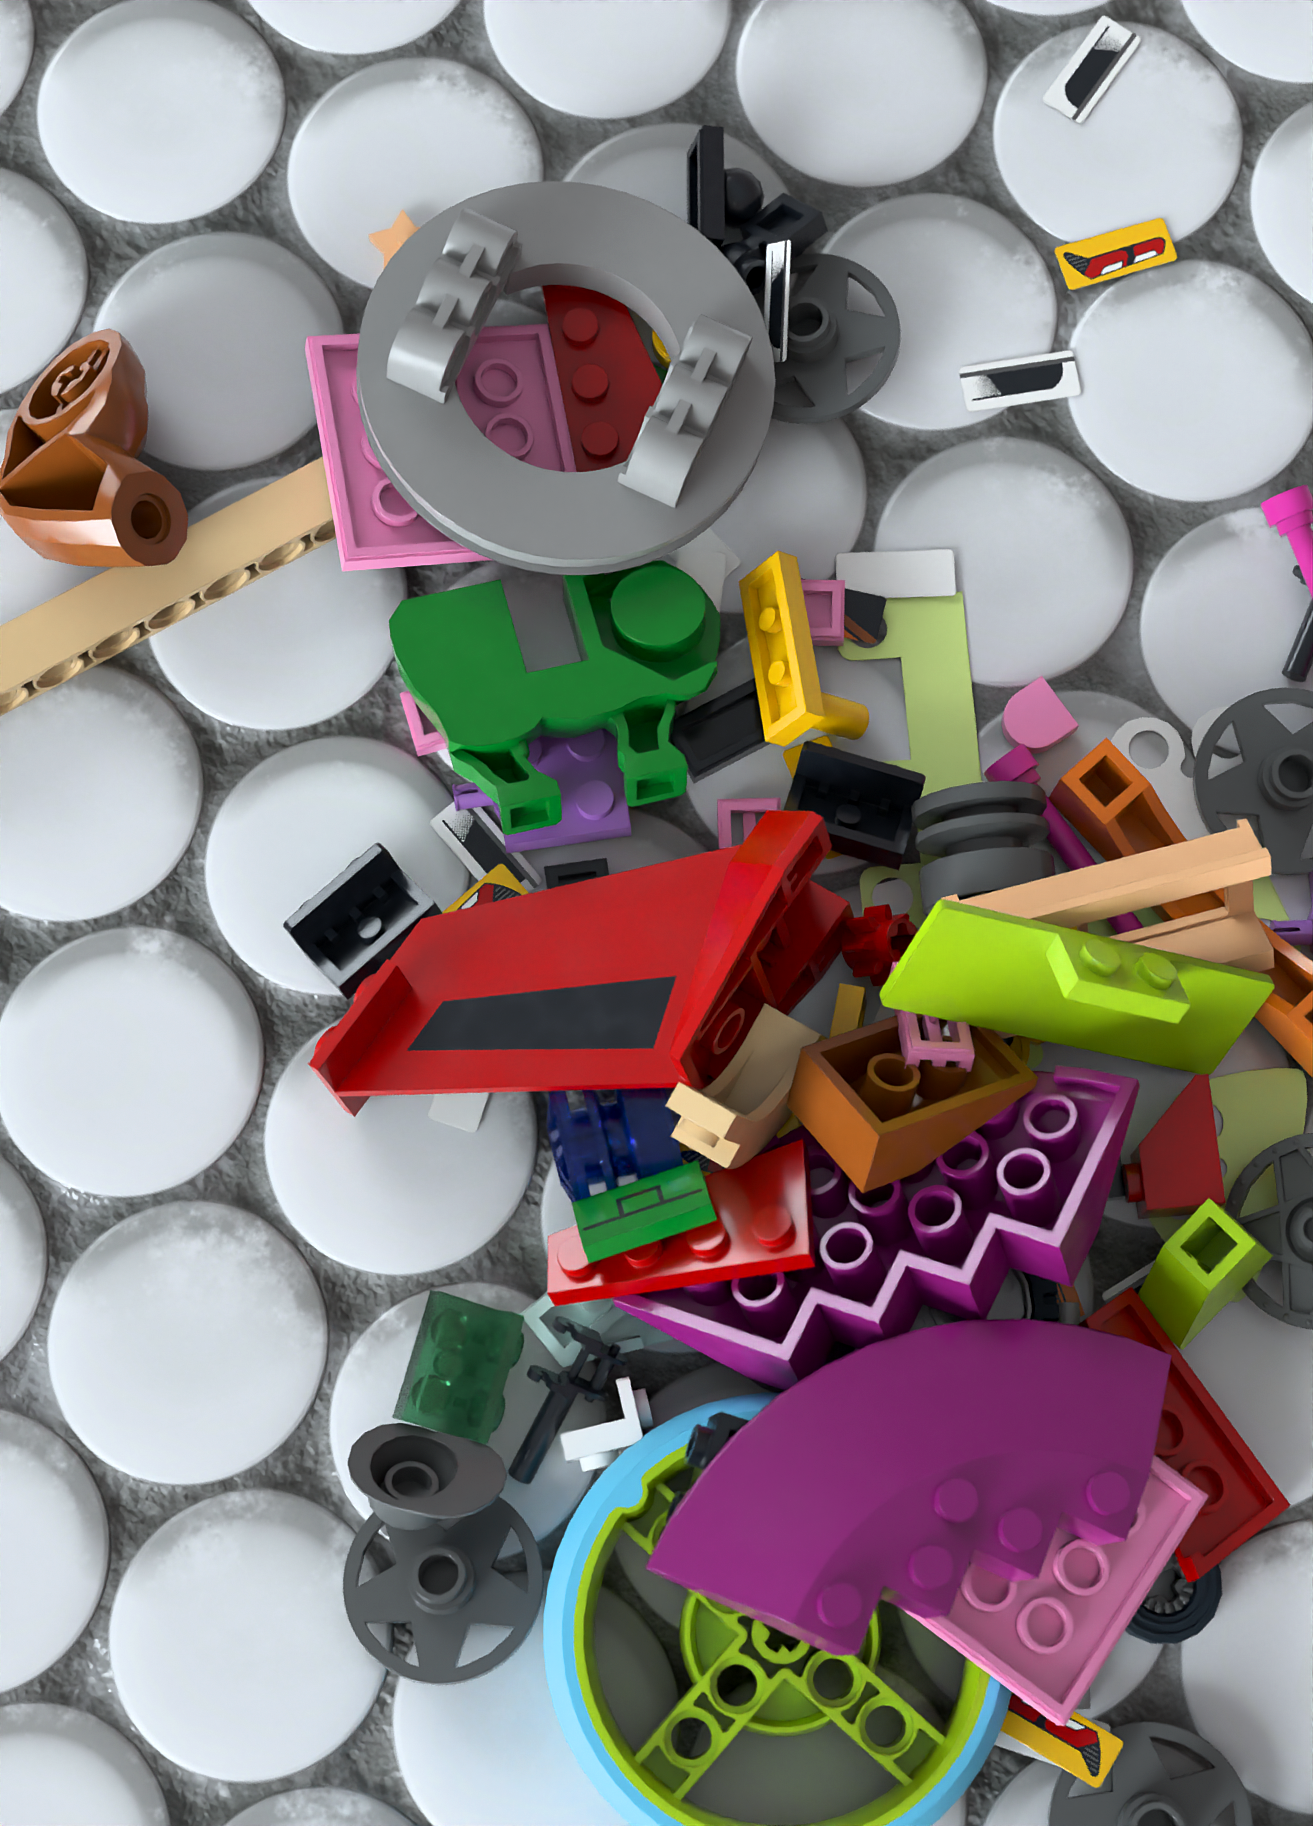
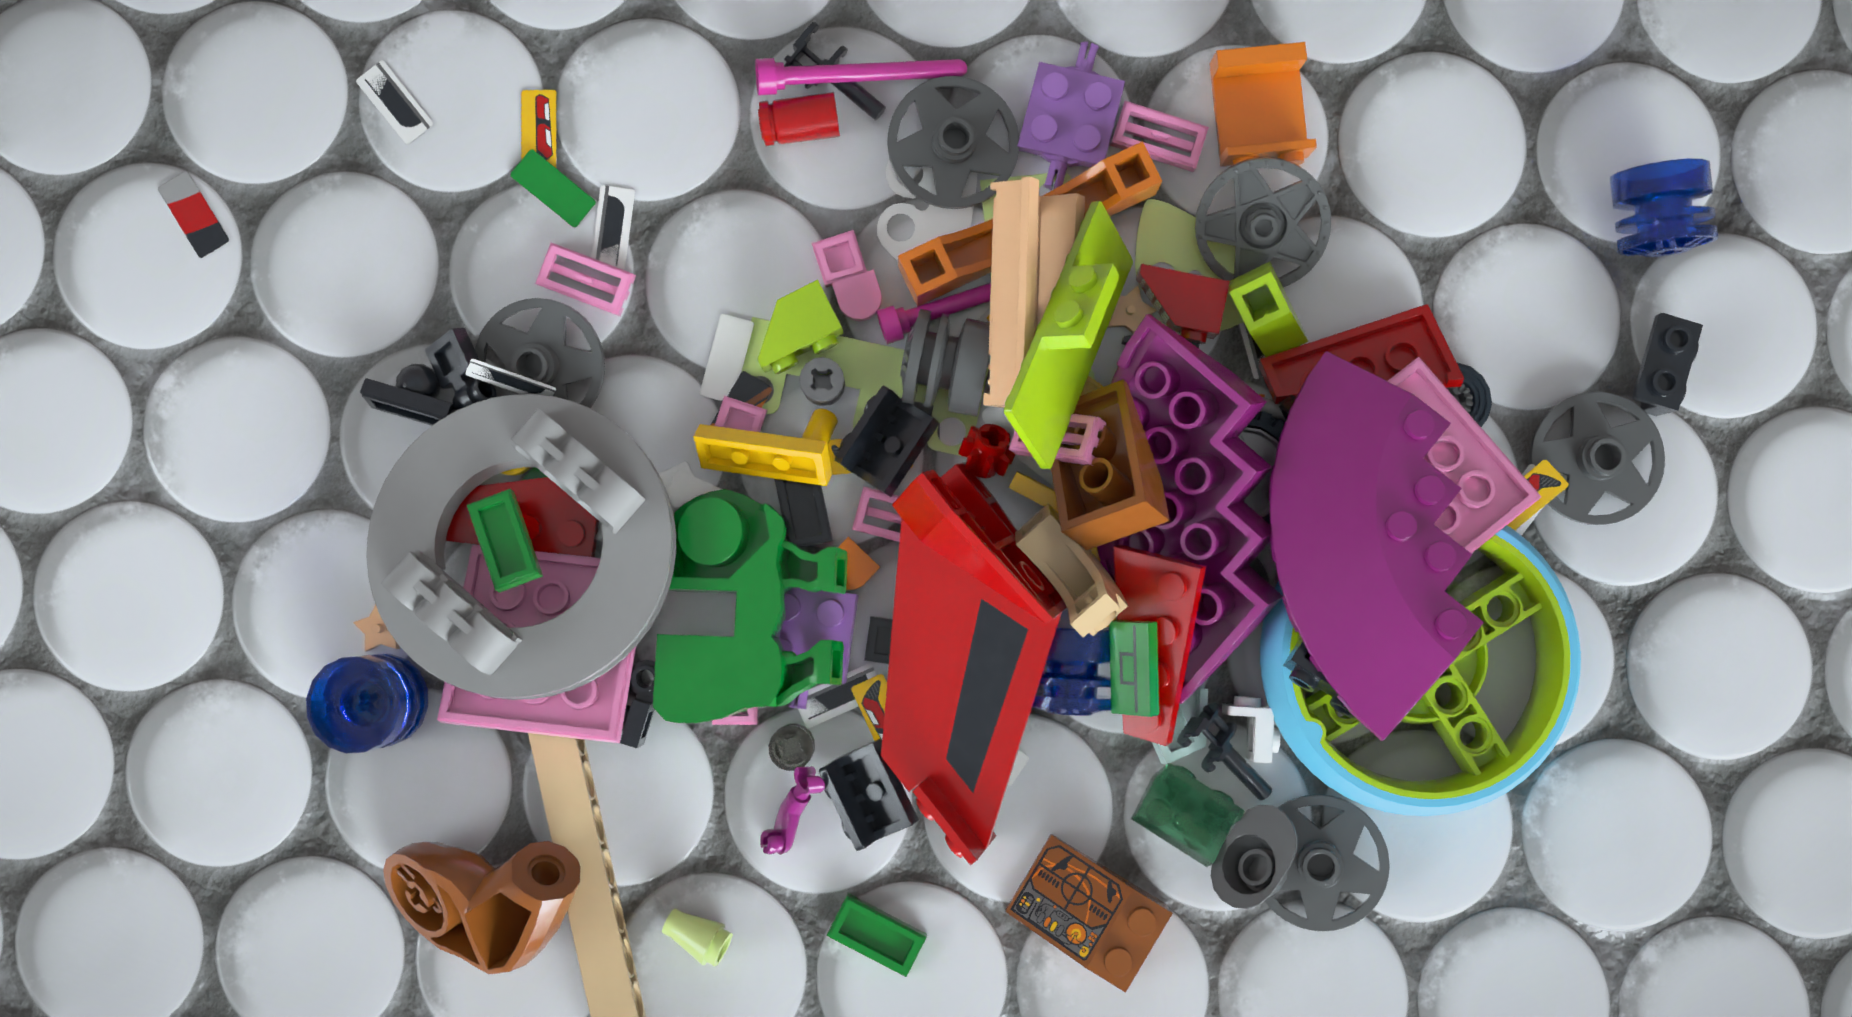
camera: 75 degrees left, 10 degrees up
(110, 757) = (699, 936): none -> yellowish green cone
(174, 993) = (877, 935): none -> green tile
(284, 1270) = (1089, 912): none -> dark orange slope
(305, 248) = (343, 700): none -> clear blue wheel
(311, 829) = (782, 836): none -> magenta arm
(380, 591) = (640, 713): none -> black plate
(399, 791) = (787, 753): none -> clear smoke wheel
(566, 346) = (504, 540): none -> green tile
(669, 820) = (859, 565): none -> orange tile
(899, 714) = (828, 387): none -> flat silver wheel
(938, 412) = (621, 292): none -> bright pink tile
(968, 646) = (799, 324): none -> lime slope
(1047, 292) = (553, 188): none -> green sticker
(1080, 677) = (839, 257): none -> bright pink tile
(1151, 1090) = (1130, 311): none -> light nougat piece
(1247, 570) = (799, 119): none -> red piece

